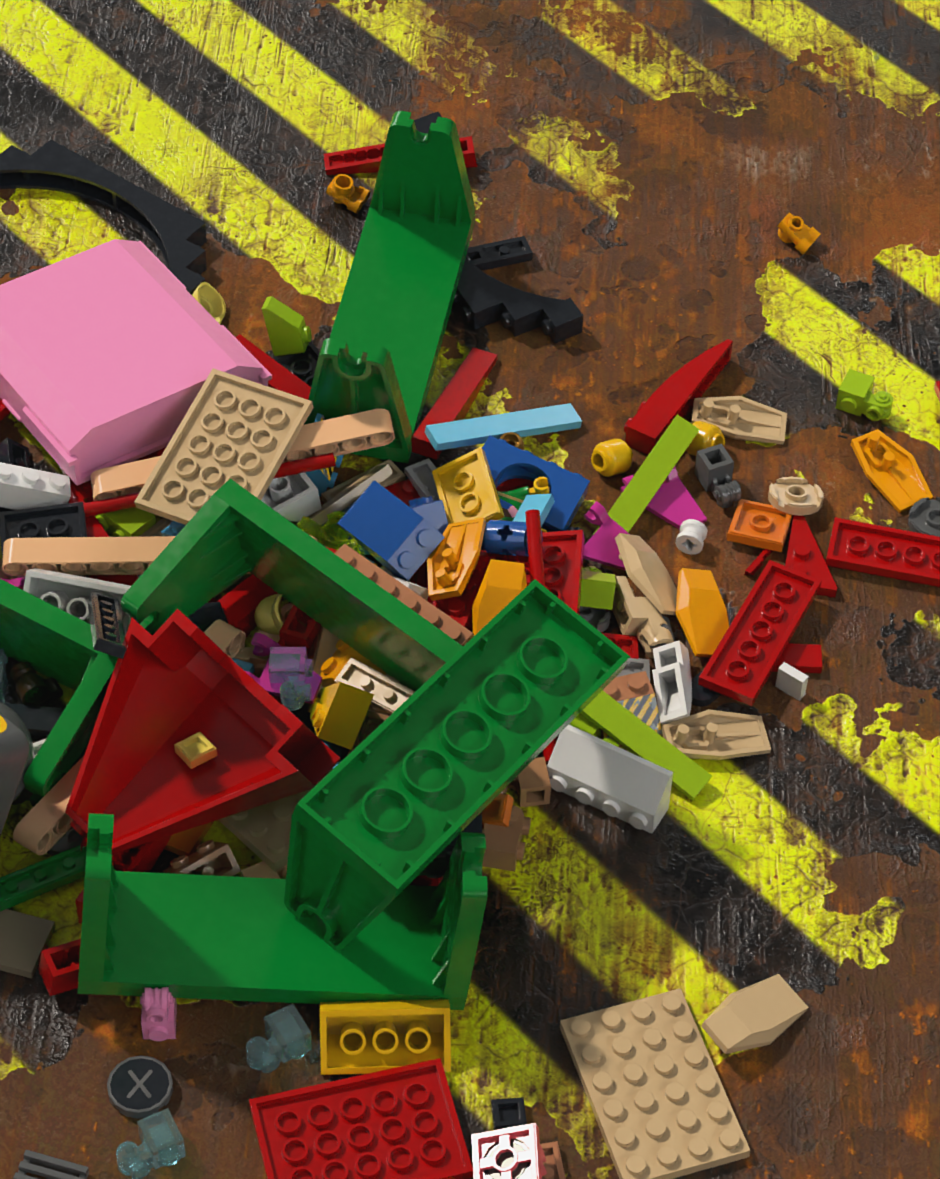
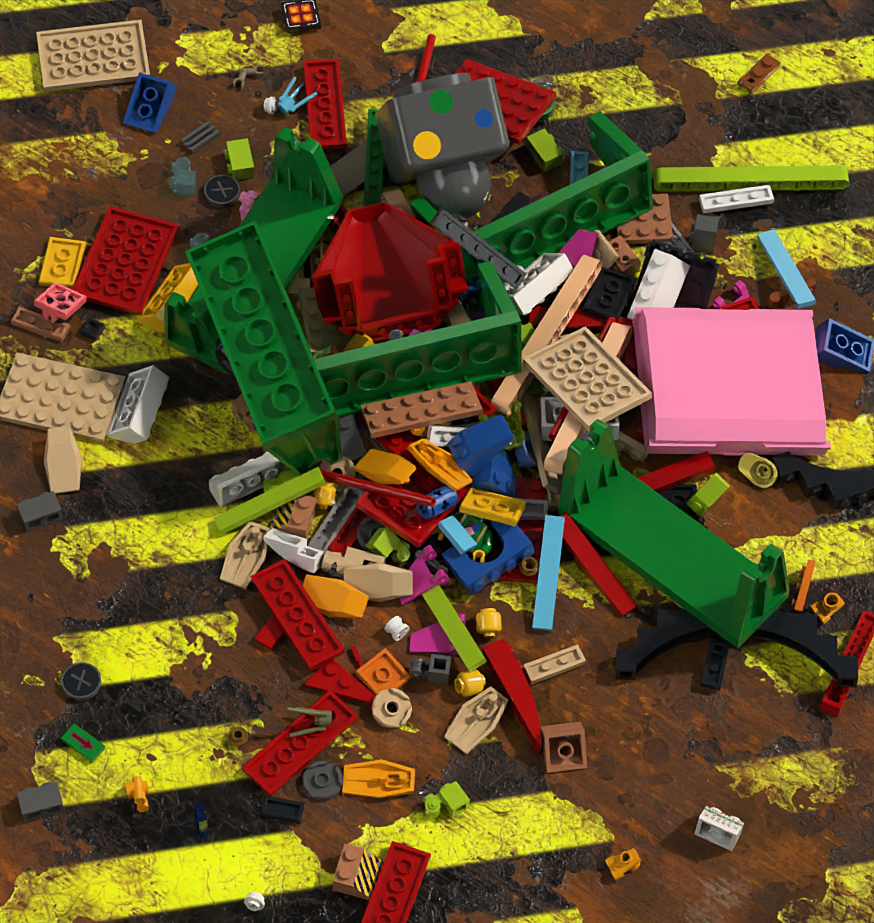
camera: 120 degrees right, 10 degrees up
(67, 1087) = (240, 159): none -> lime brick
(195, 750) = (392, 282): light yellow tile -> none
(335, 219) = (802, 588): none -> orange plate
(596, 975) = (138, 405): none -> white slope
(612, 381) = (554, 664): none -> tan plate
(692, 173) = (719, 828): none -> white slope
(703, 328) = (564, 747): none -> nougat slope
(791, 681) = (254, 613): white tile -> none
(850, 995) = (39, 511): none -> dark grey brick
(875, 538) = (322, 717): none -> olive plant

